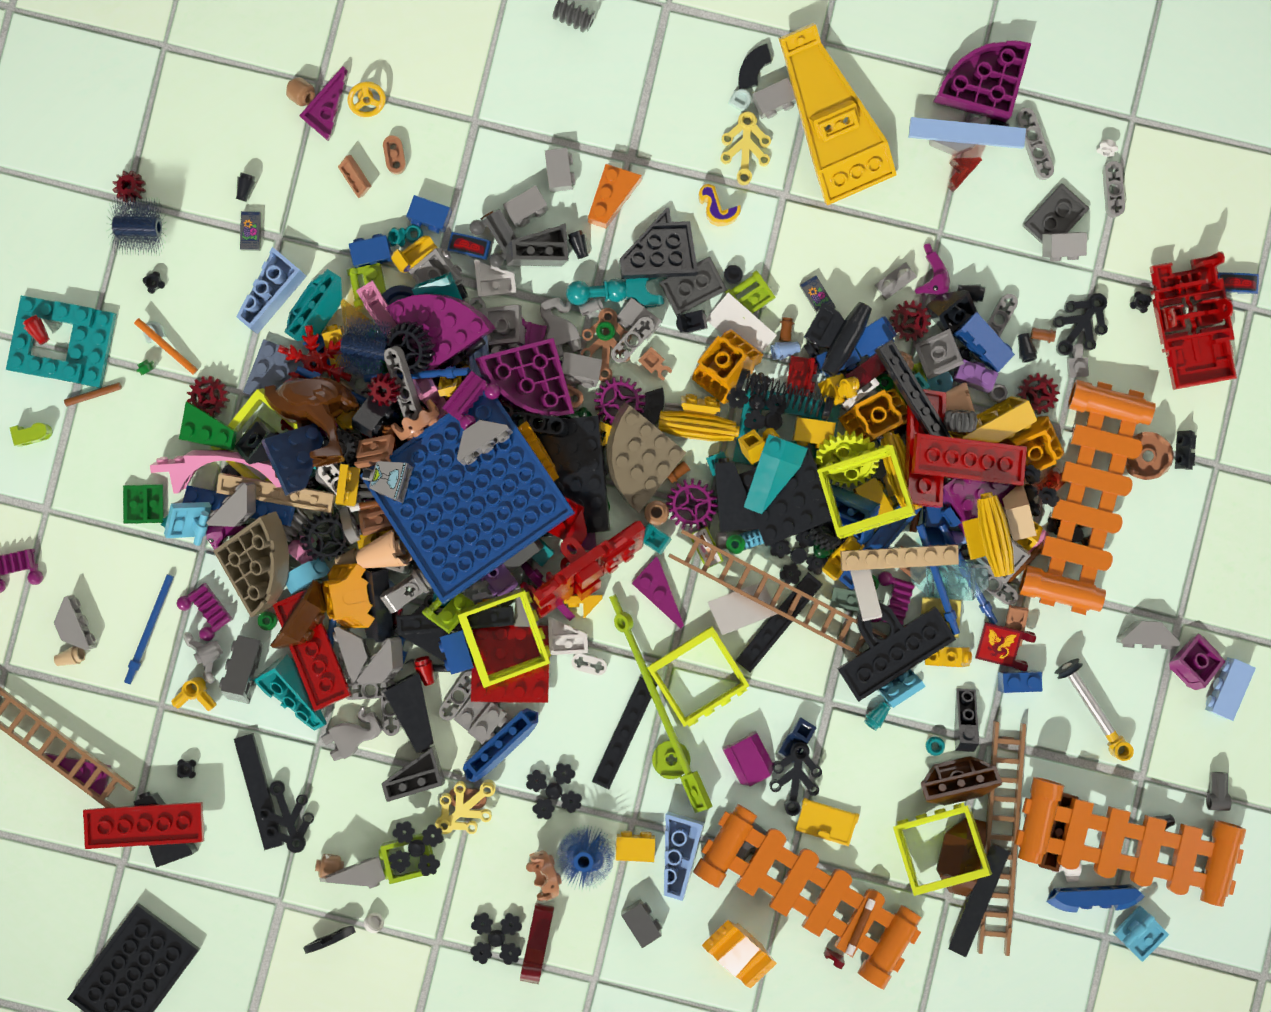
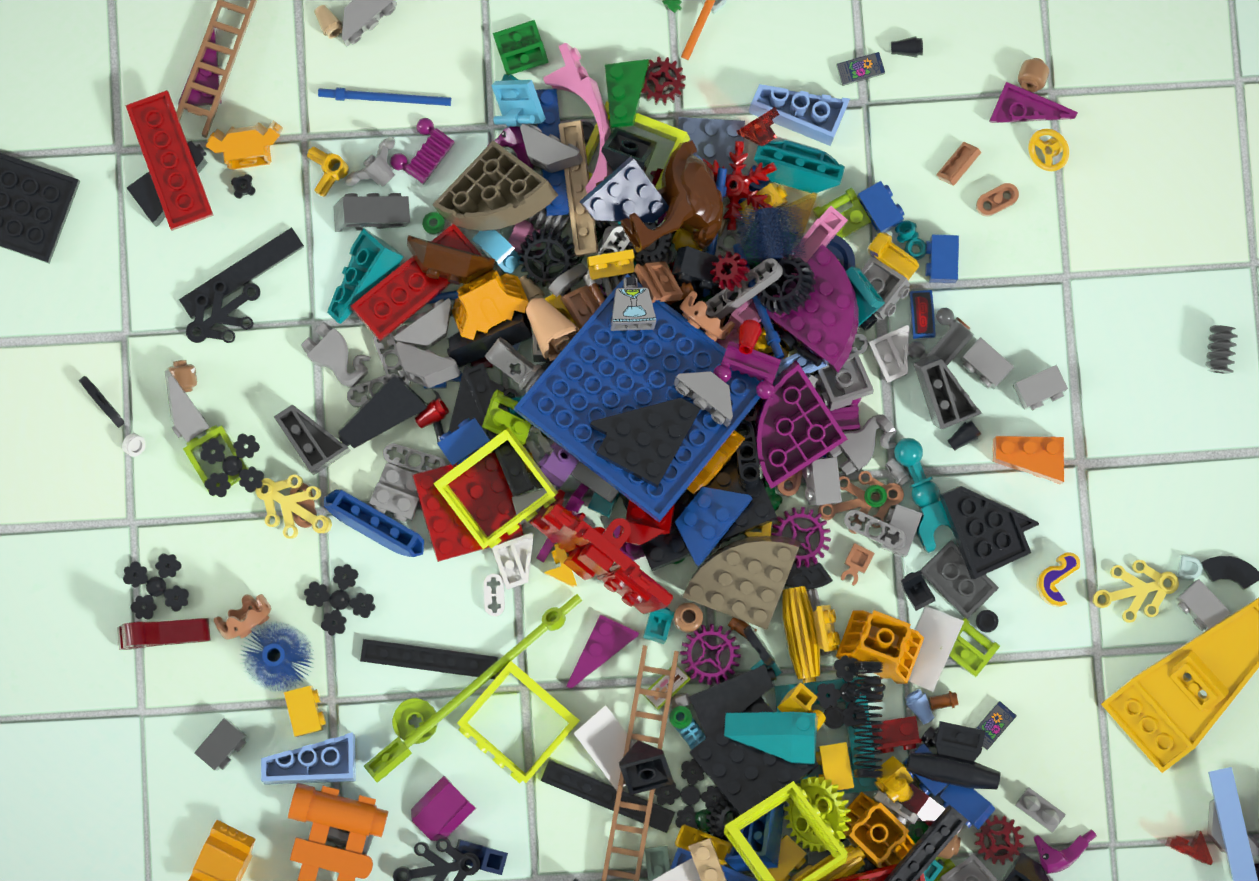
camera: 75 degrees right, 5 degrees down
(152, 758) = (245, 145): none -> light orange slope
(274, 328) = (759, 129): none -> clear red slope
(441, 389) = (748, 335): none -> red cone
(501, 501) = (646, 437): none -> black wing
(583, 471) = (709, 519): none -> blue wing
(698, 462) = (759, 645): none -> black tile
(768, 586) = (645, 768): none -> black slope

